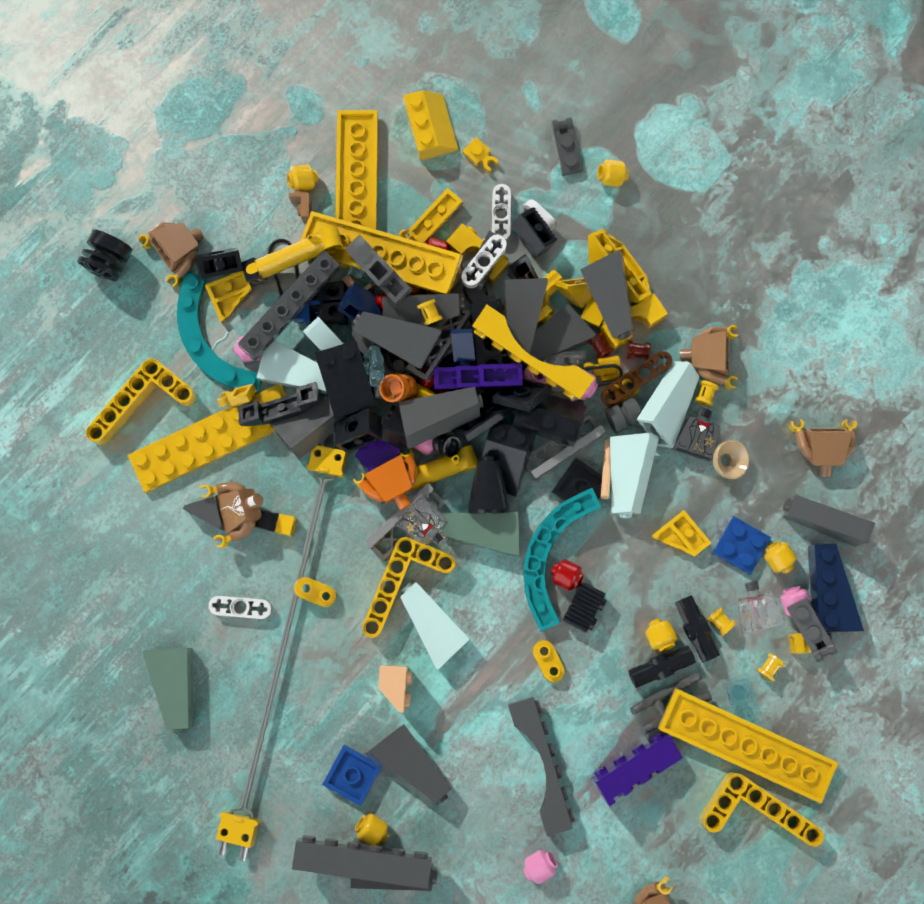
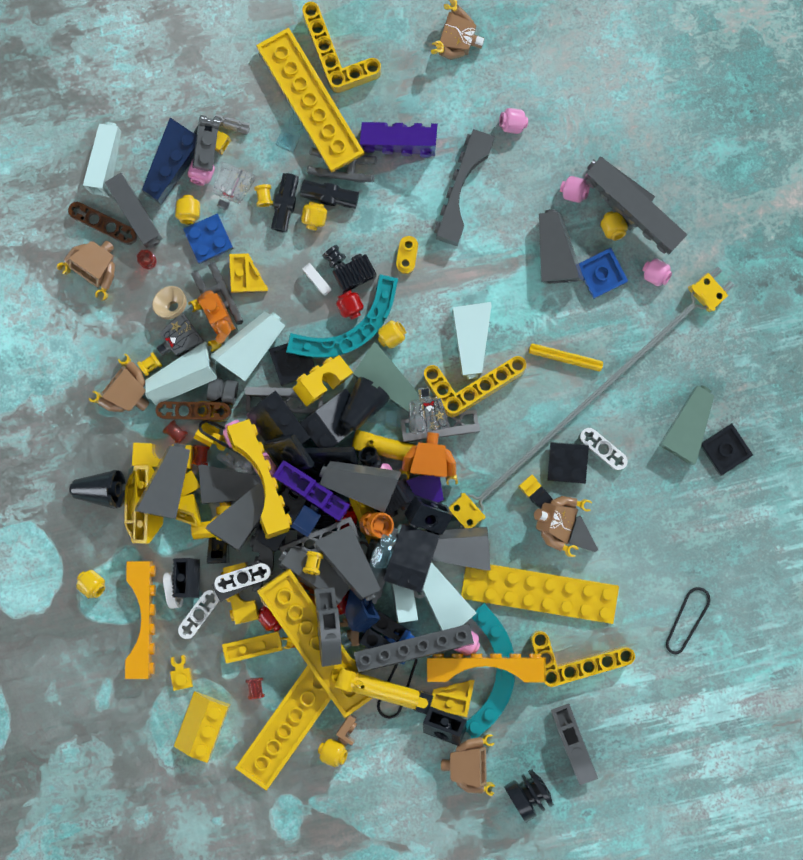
camera: 145 degrees left, 5 degrees up
(51, 506) = (695, 626): none -> black piece
(94, 327) = (574, 744): none -> dark grey slope
(124, 688) = (726, 449): none -> black tile
(177, 358) = (526, 668): none -> light orange arch
(240, 395) = (499, 608): yellow plate -> none
(264, 571) = (568, 462): none -> black plate
(279, 409) = (475, 575): black slope -> none
(299, 813) = (657, 272): none -> bright pink head
(315, 592) = (540, 420): yellow plate -> none
(332, 669) = (566, 357): none -> yellow axle
(394, 684) = (528, 314): light nougat slope -> none
(407, 185) = (255, 688): none -> clear red bush
(434, 839) = (575, 189): none -> bright pink head
(509, 575) = (391, 334): none -> yellow head
(536, 500) = (310, 387): none -> yellow arch
(566, 147) = (109, 632): dark grey plate -> none
(572, 205) = (140, 578): none -> light orange arch
(606, 473) = (266, 358): light nougat bar -> none
(614, 577) = (316, 279): none -> white beam
(614, 610) = (334, 256): none -> black wheel
(664, 256) = (100, 489): none -> black cone
(680, 475) = (216, 315): none -> orange torso
(704, 495) = (220, 286): none -> dark grey piece
(771, 667) = (253, 140): yellow bush -> none
(785, 480) = (146, 265): none -> clear red bush
(801, 669) = (233, 124): none -> light grey axle
(846, 489) = (104, 220): none -> reddish brown beam
(894, 549) = (102, 159): none -> light aqua slope

